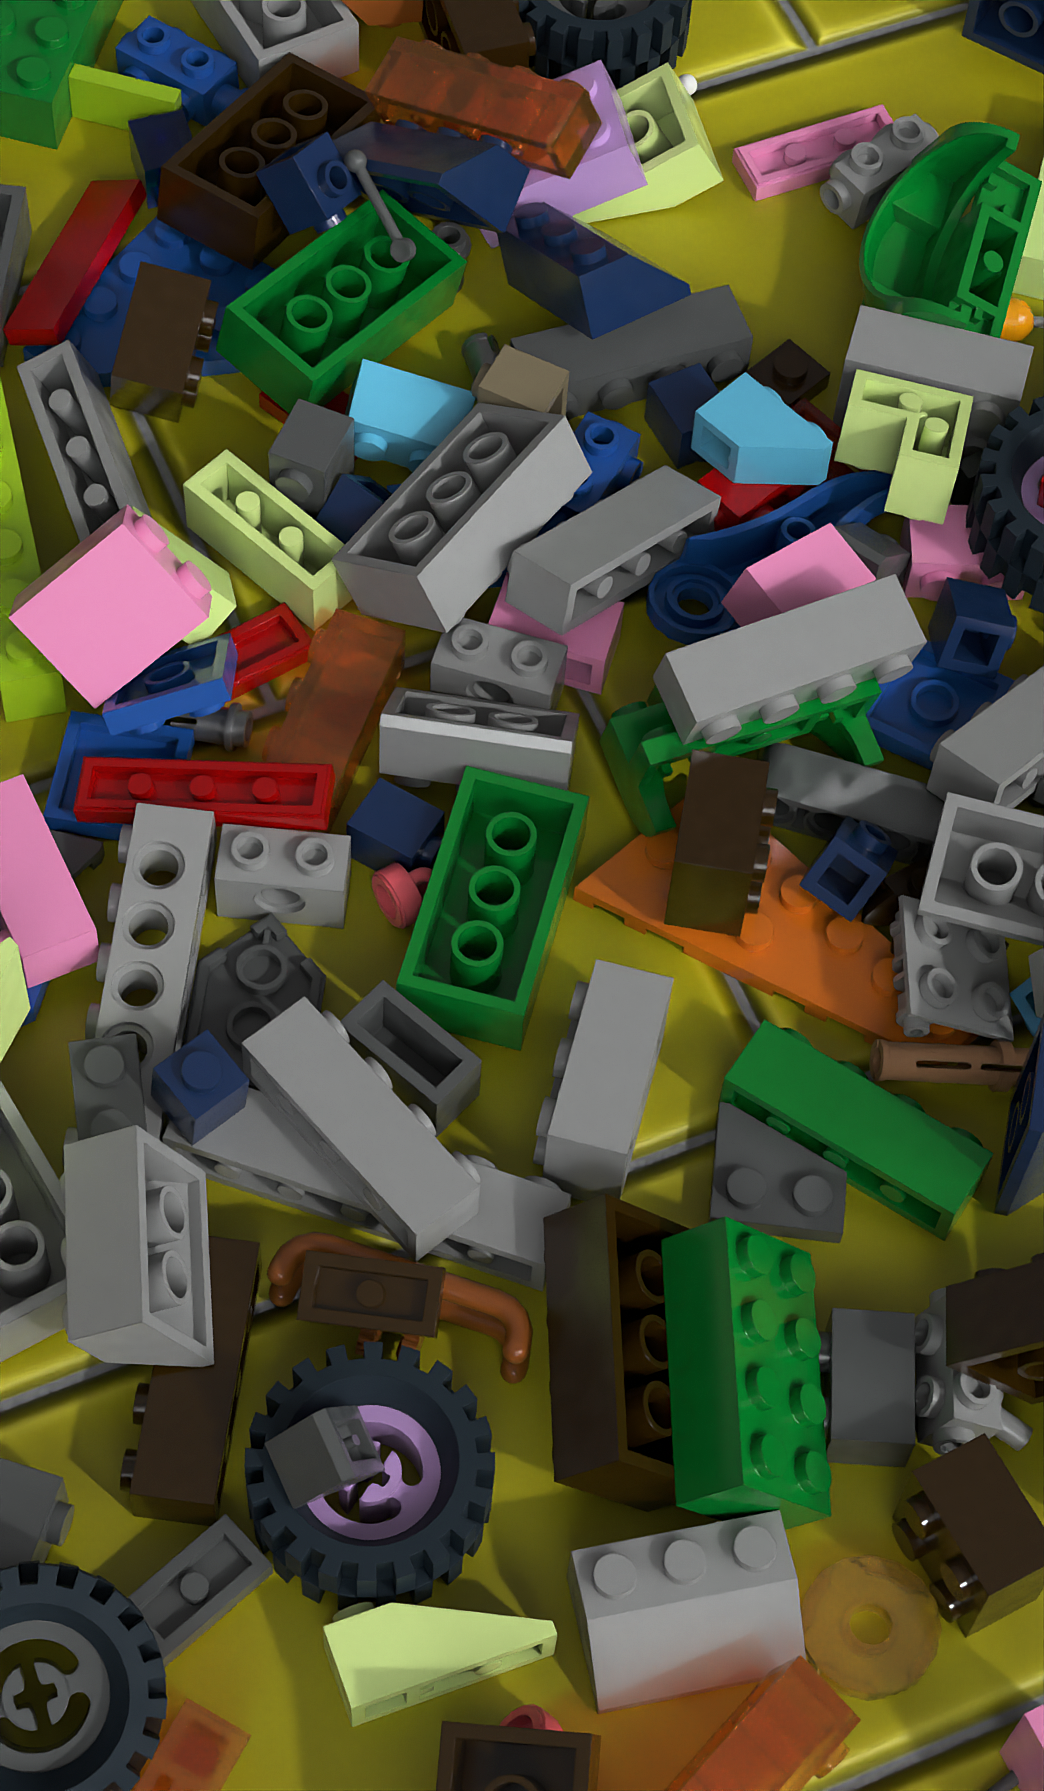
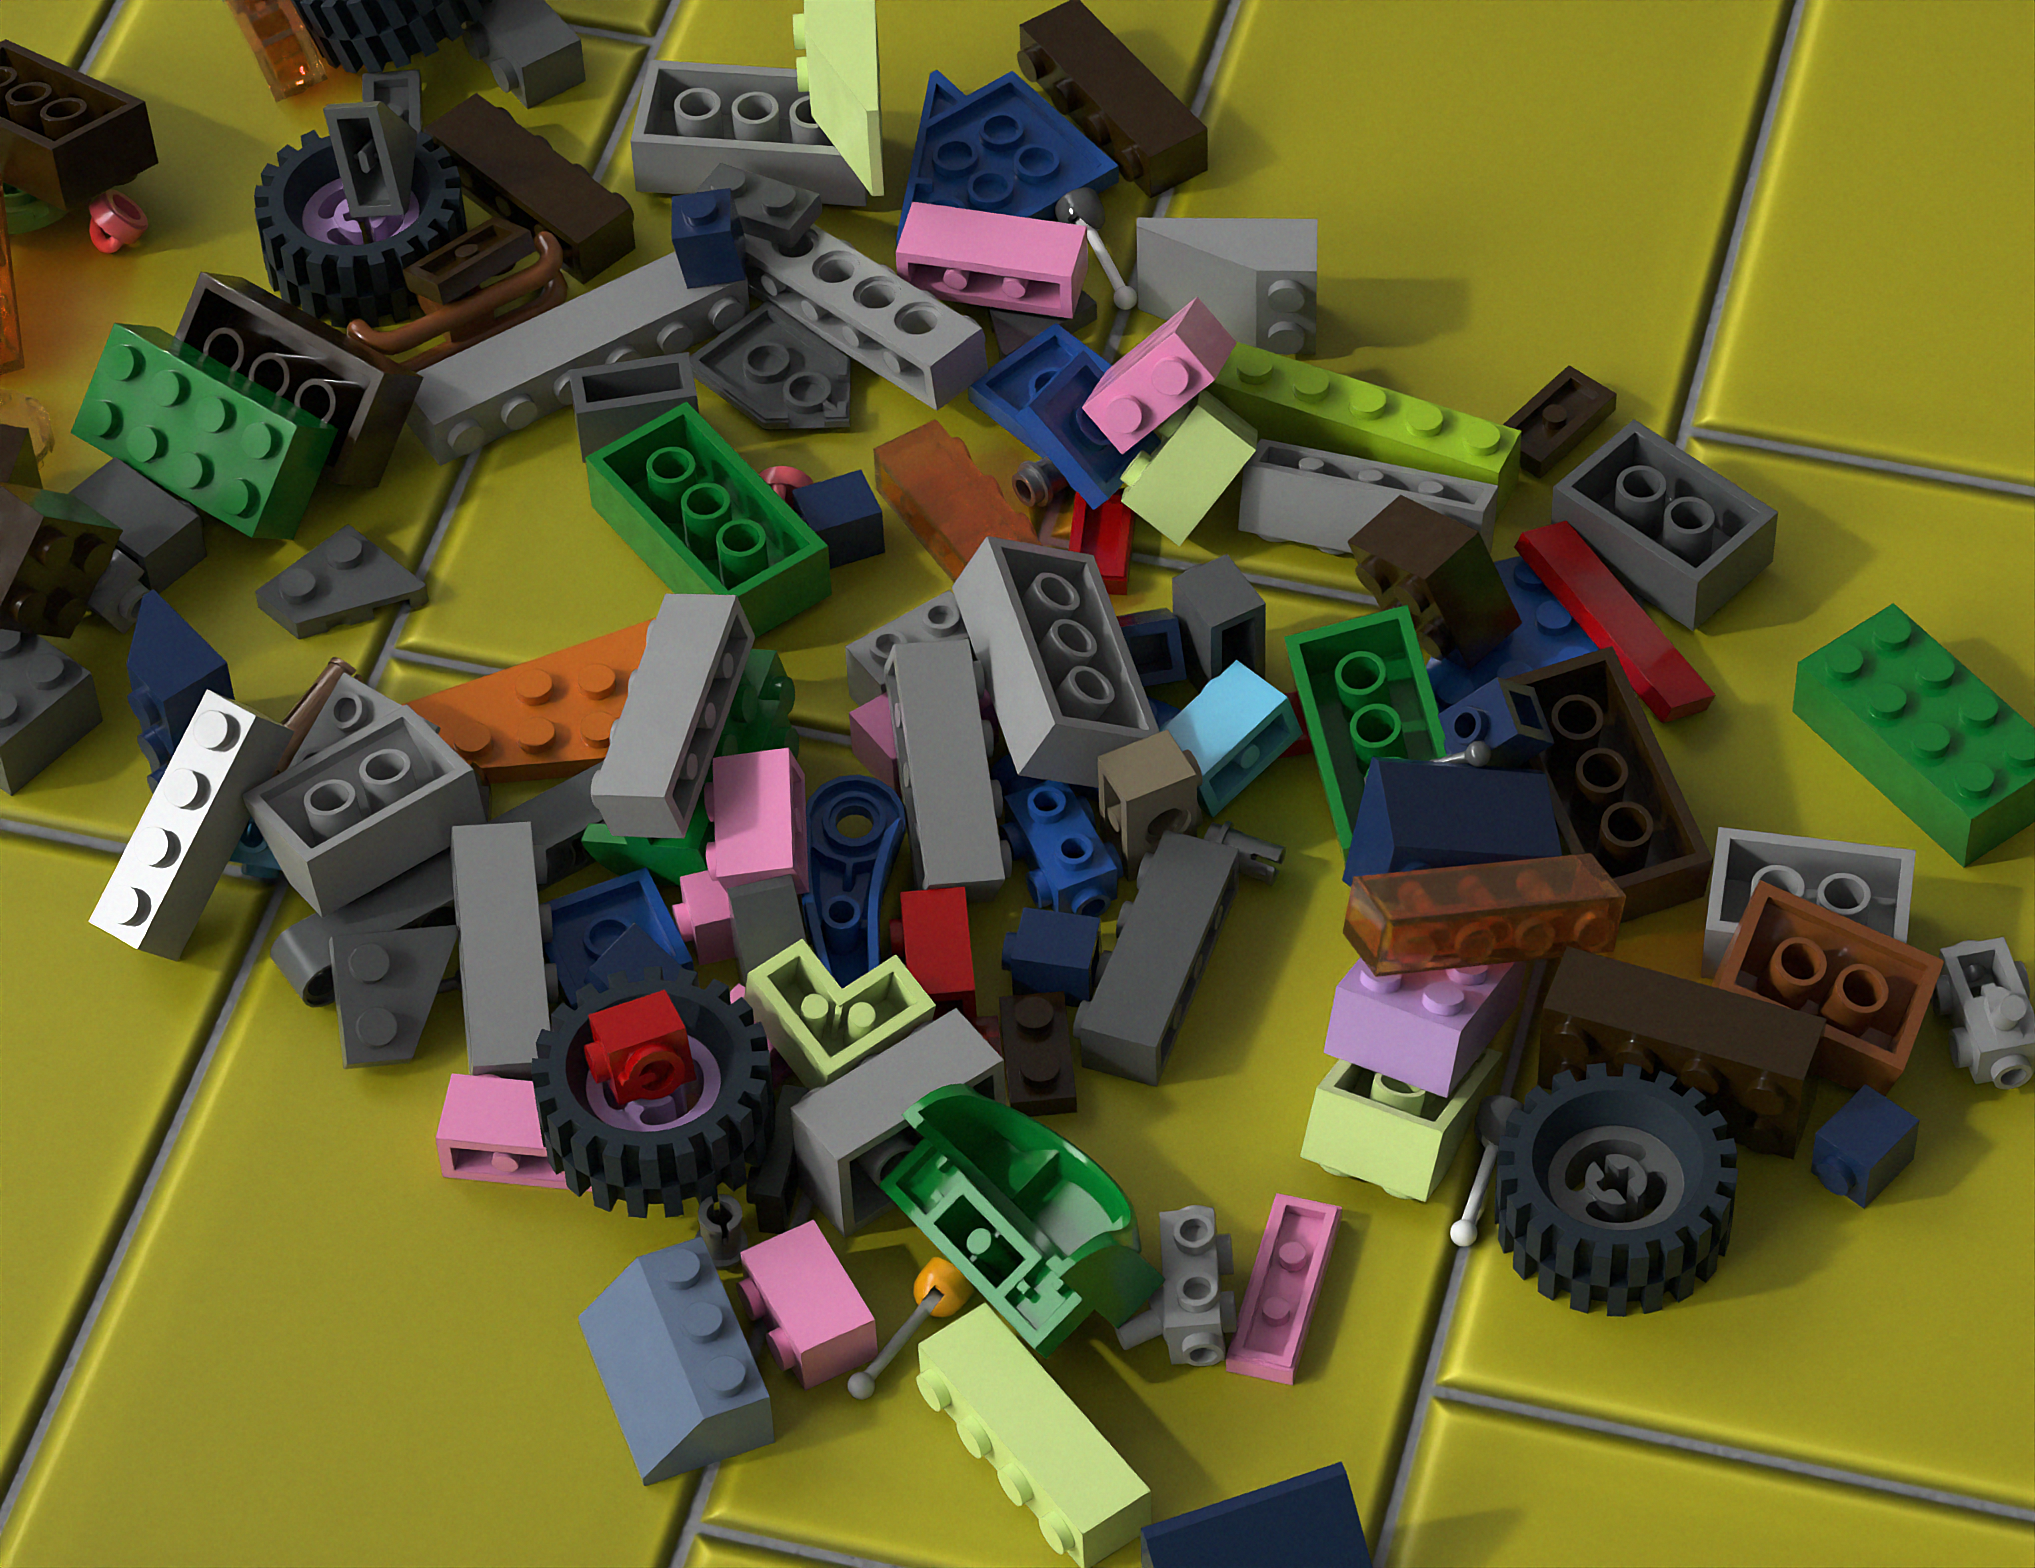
camera: 135 degrees right, 10 degrees down
(117, 98) = (1787, 759): lime tile -> none
(136, 1251) = (614, 140): light grey slope -> none
(152, 144) = (1700, 748): clear blue brick -> none
(175, 60) = (1816, 807): blue brick -> none
(236, 791) = (965, 398): red tile -> none
(266, 538) = (1142, 567): yellowish green brick -> none
(283, 872) = (860, 418): light grey brick -> none
(362, 1127) = (591, 313): light grey brick -> none
(417, 1652) = (218, 202): yellowish green slope -> none
(439, 734) = (848, 578): light grey slope -> none
(582, 271) = (1254, 944): dark blue slope -> none
(602, 1080) = (494, 493): light grey brick -> none
(686, 1610) = (135, 293): light grey slope -> none
(721, 843) = (587, 635): dark brown brick -> none
(759, 438) = (950, 923): medium azure slope -> none
(850, 867) = (515, 759): dark blue brick -> none
(873, 1135) = (370, 624): green brick -> none

